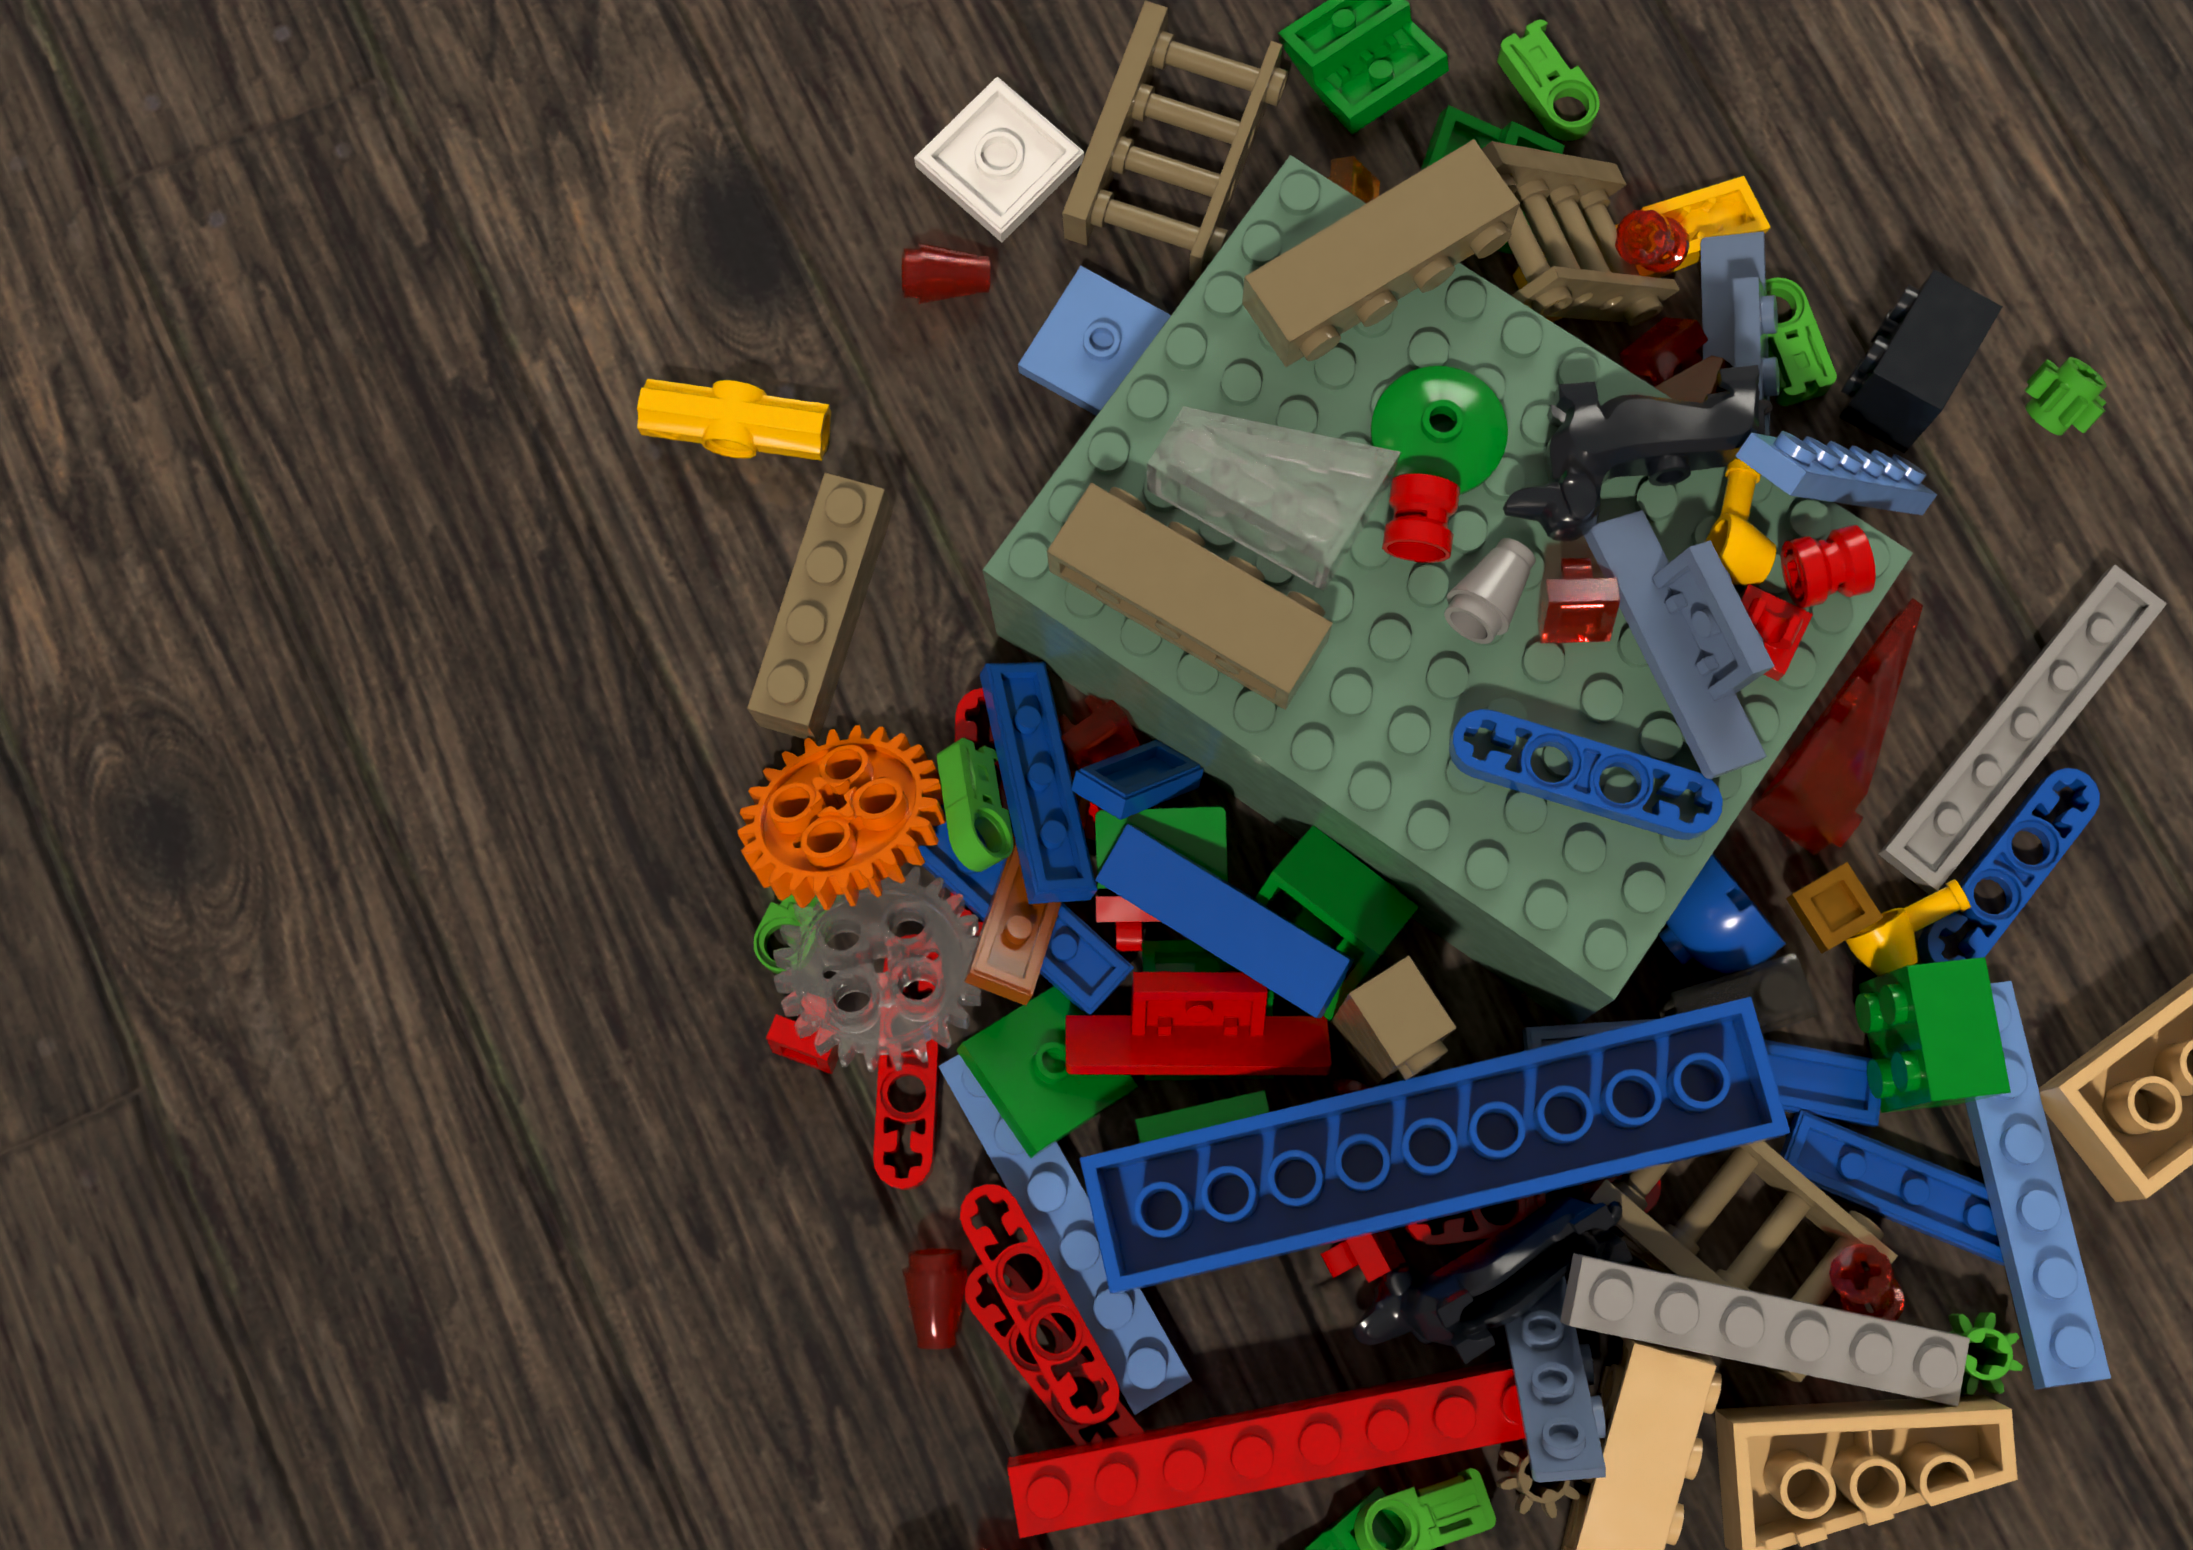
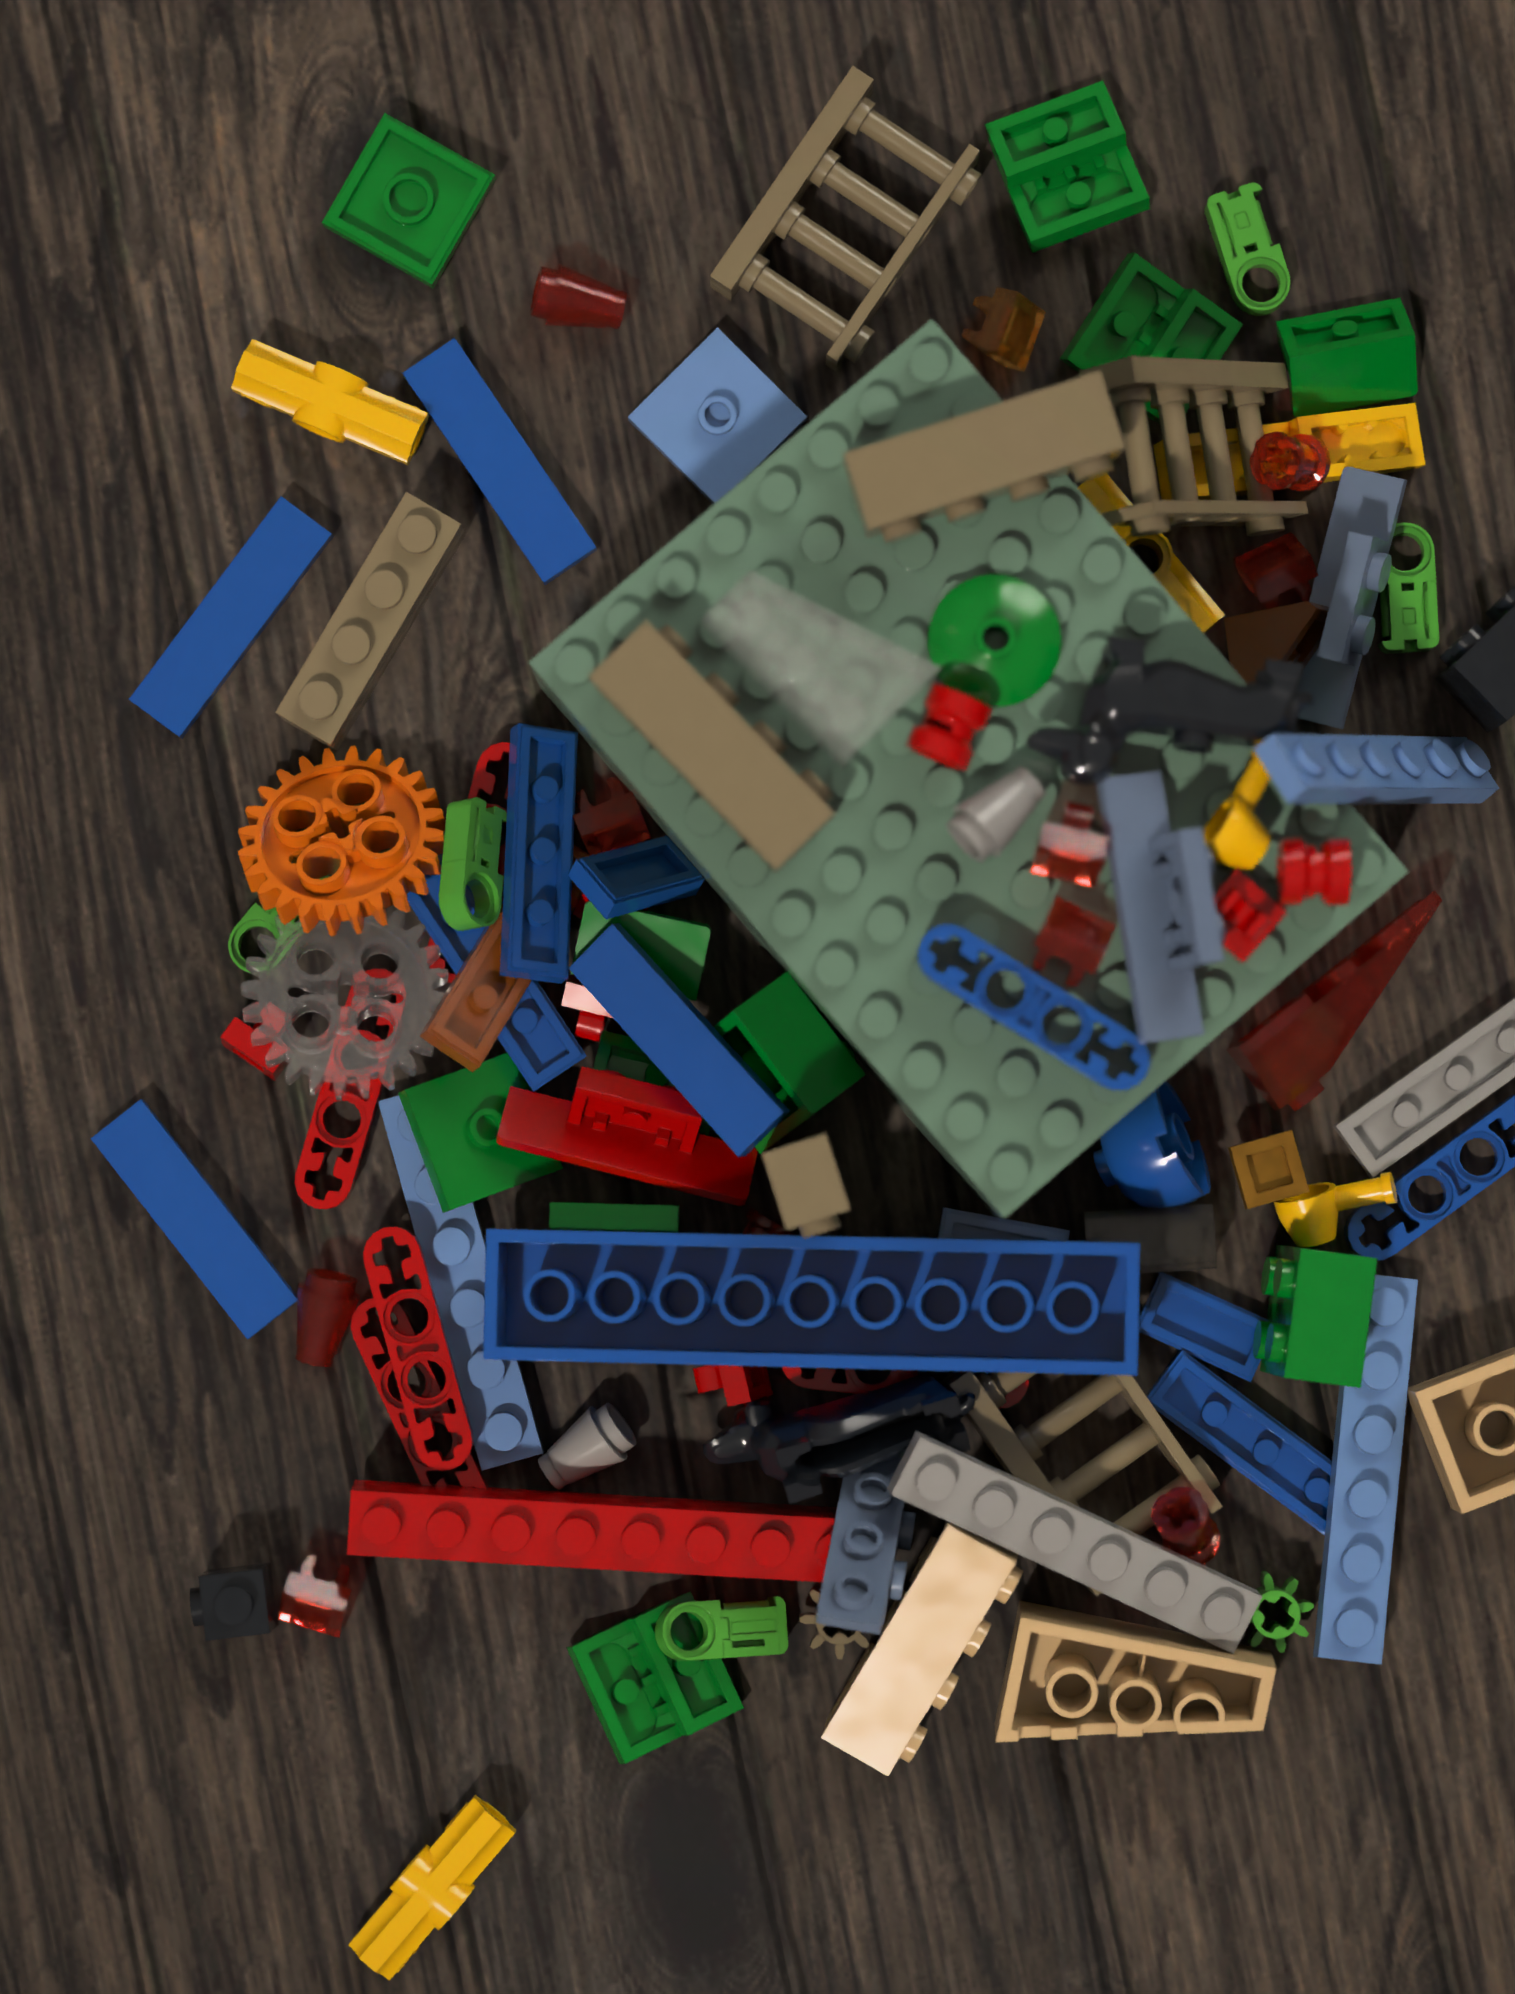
camera: 10 degrees right, 10 degrees up
(686, 642) = (231, 617): none -> blue tile
(765, 225) = (409, 200): none -> green plate
(784, 1232) = (195, 1219): none -> blue tile
(908, 437) = (499, 461): none -> blue tile
(999, 159) = (664, 186): white tile -> none
(1236, 1361) = (588, 1446): none -> light grey cone
(1607, 690) = (1074, 937): none -> clear red tile
(1673, 148) = (1349, 357): none -> green panel

